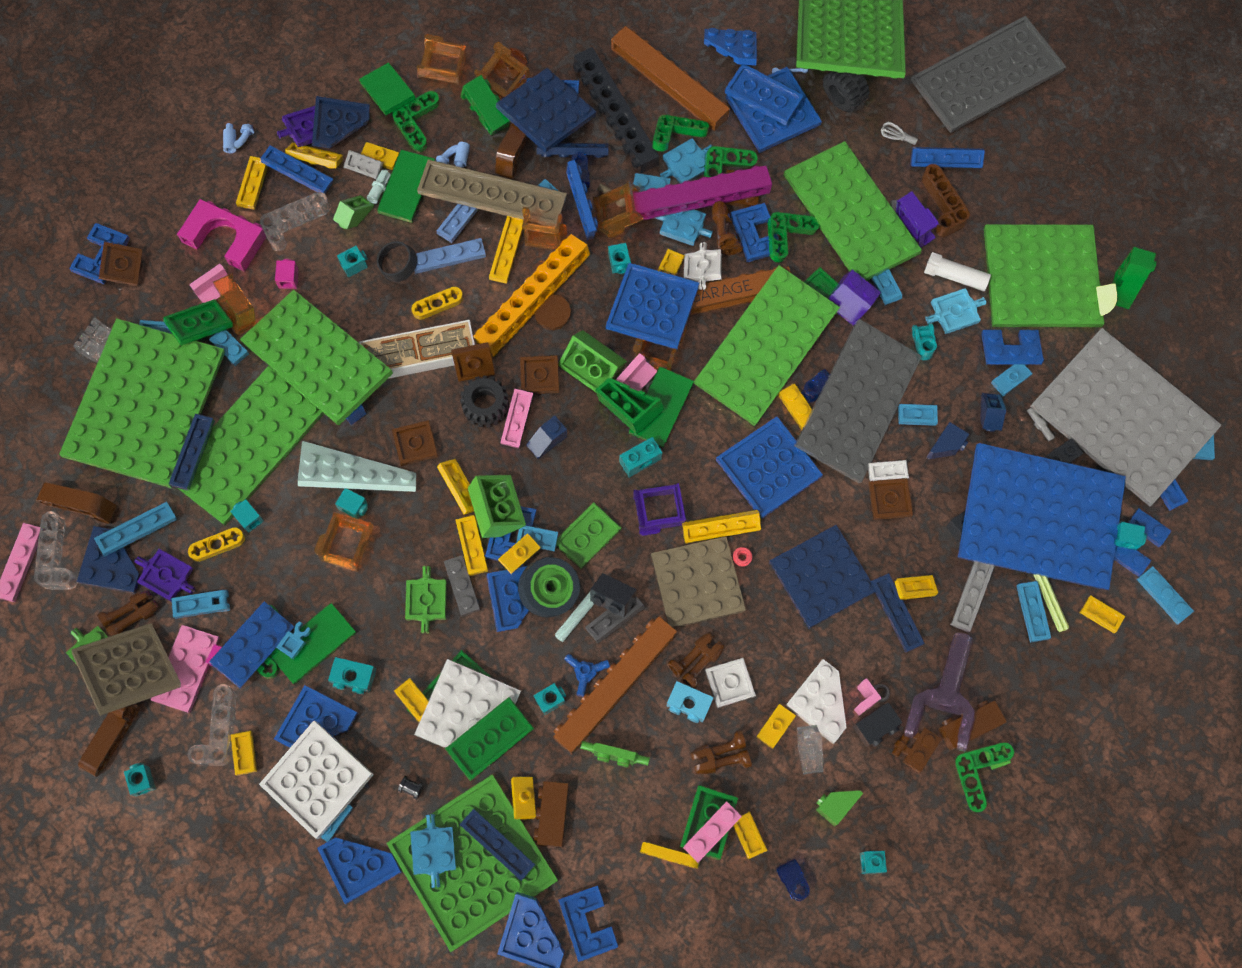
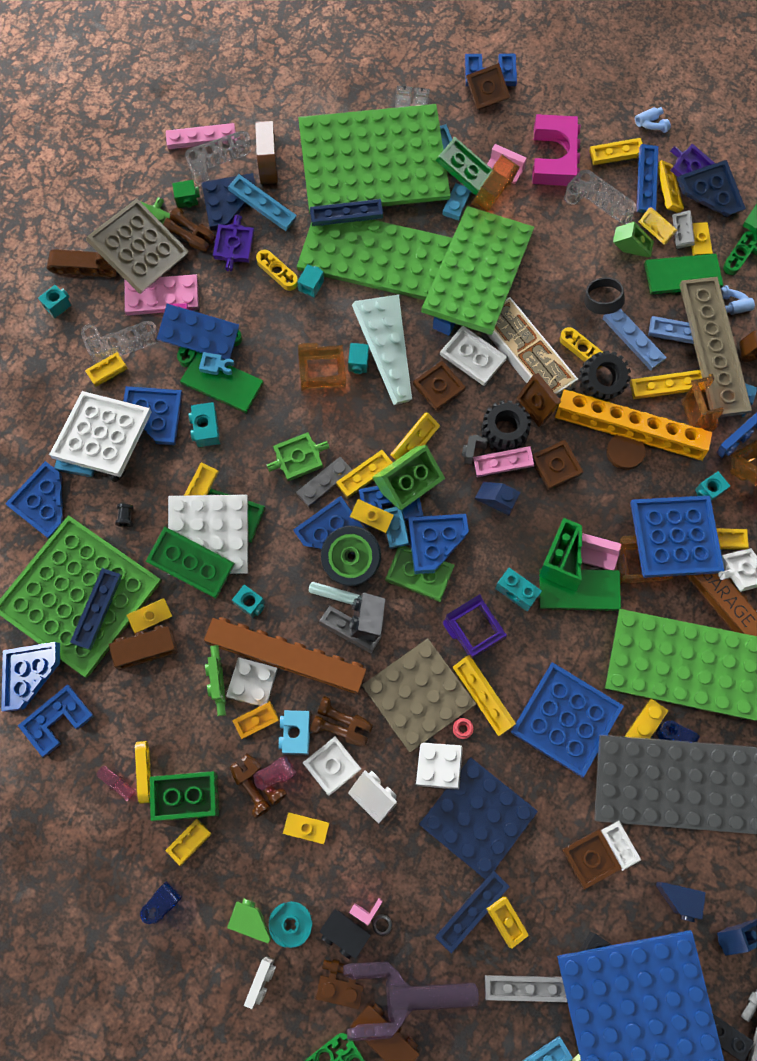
camera: 70 degrees right, 0 degrees up
(83, 601) = (186, 193): none -> green brick
(200, 604) = (220, 280): dark azure plate -> none
(286, 274) = (545, 214): dark pink brick -> none
(348, 184) = (657, 225): none -> yellow plate
(349, 267) = (585, 254): teal brick -> none
(378, 186) = (669, 251): light aqua axle -> none
(399, 400) = (473, 355): none -> white plate
(433, 850) = (72, 556): dark azure plate -> none
(484, 285) = (616, 367): none -> black tyre
(491, 443) = (474, 441): none -> dark grey bracket
(564, 508) = (435, 539): none -> blue plate
(585, 672) = (287, 623): blue piece -> none
(590, 360) = (594, 504): bright green slope -> none
(626, 725) = (251, 682): none -> white plate
(663, 734) = (255, 720): none -> light orange plate
(669, 885) = (115, 783): none -> clear pink axle
(712, 832) = (172, 802): bright pink plate -> none
(719, 731) = (278, 771): none -> clear pink piece
(767, 589) = (439, 766): none -> white plate
(774, 653) = (372, 796): none -> white slope
(810, 749) = (295, 871): clear slope -> none
(821, 701) = (348, 865): white plate -> none
(848, 781) = (277, 924): none -> teal plate
(873, 862) = (204, 981): teal brick -> none
(892, 812) = (257, 989): none -> white plate
(917, 414) = (698, 855): dark azure plate -> none

